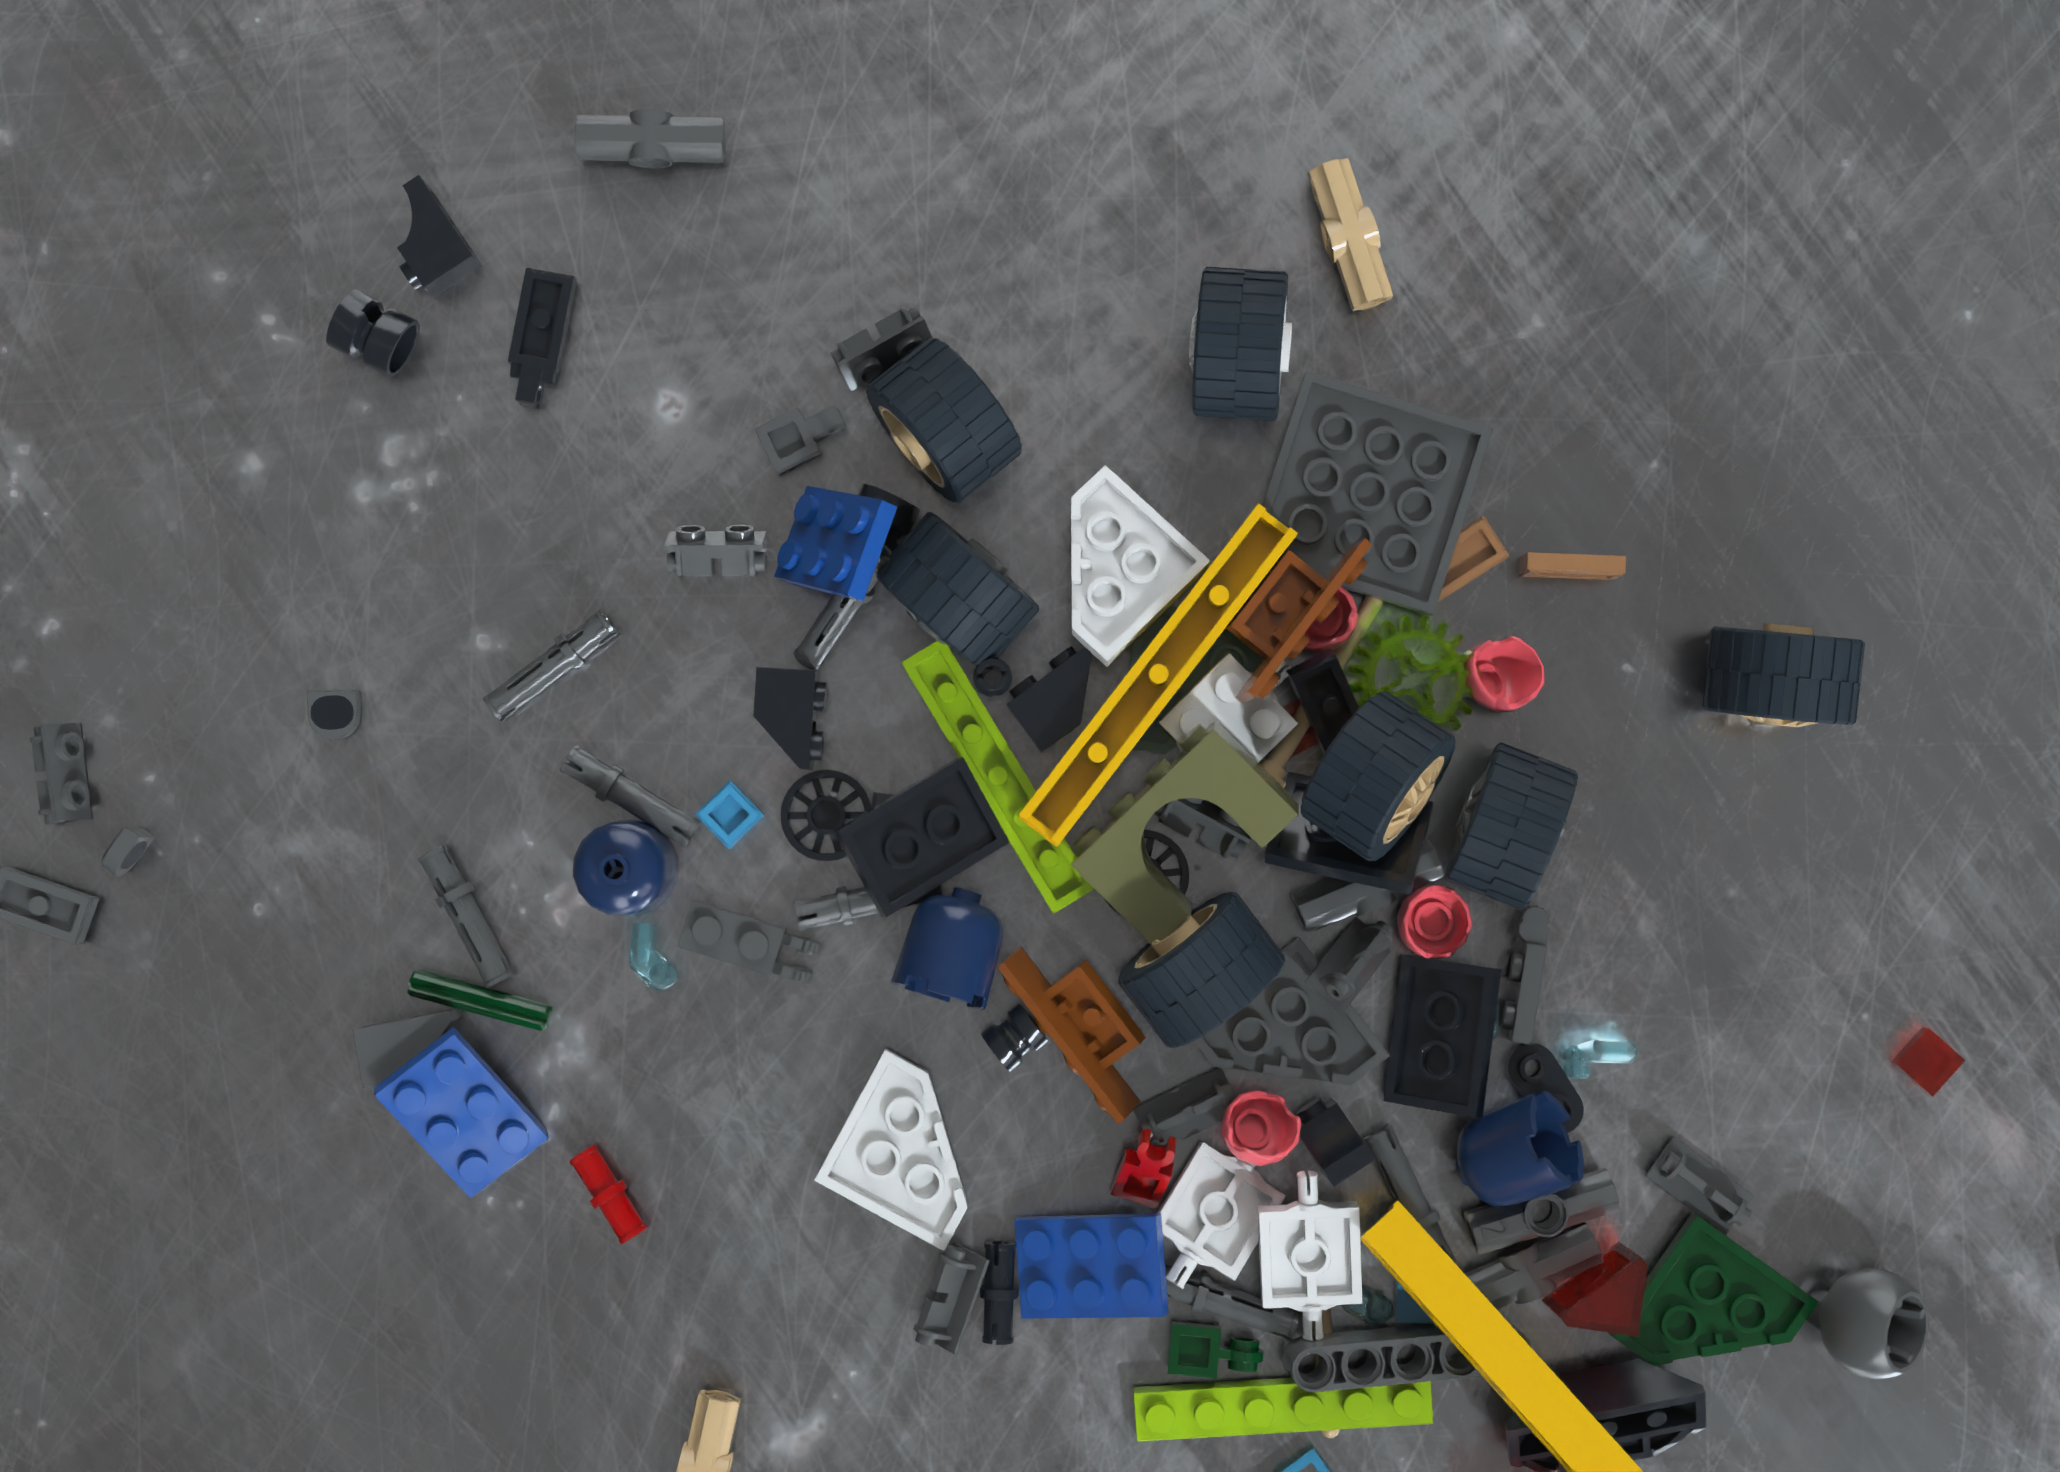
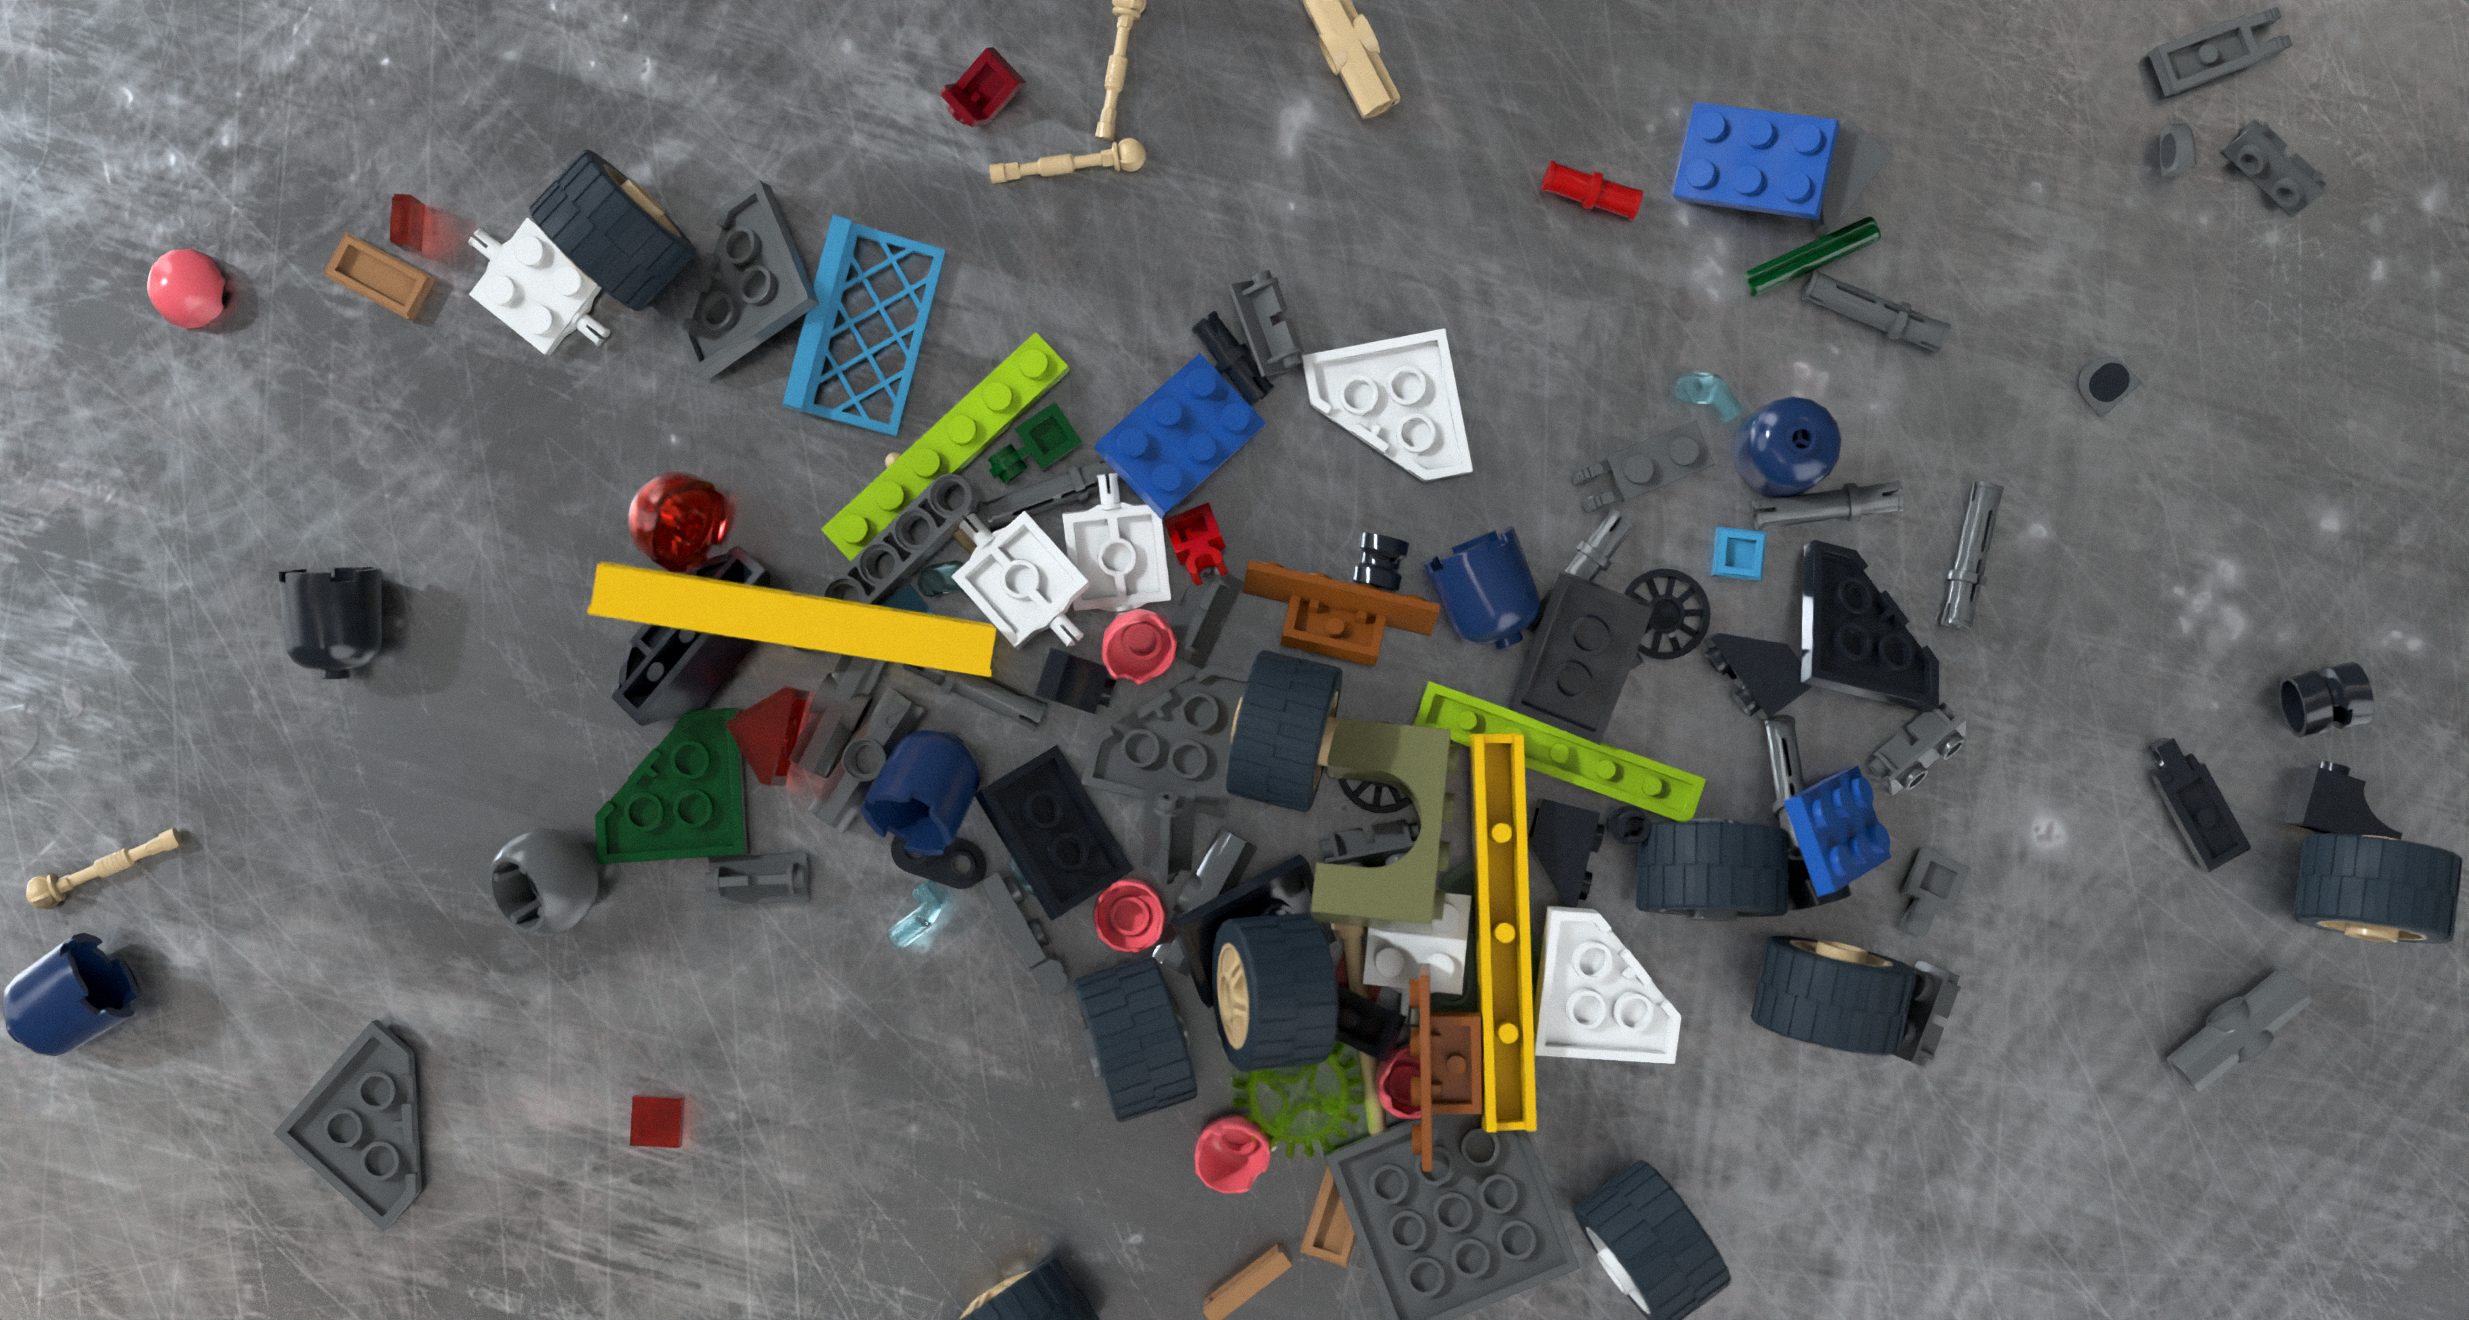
camera: 135 degrees right, 0 degrees up
(458, 160) = (2378, 888): none -> black wheel
(691, 677) = (1859, 636): none -> black plate

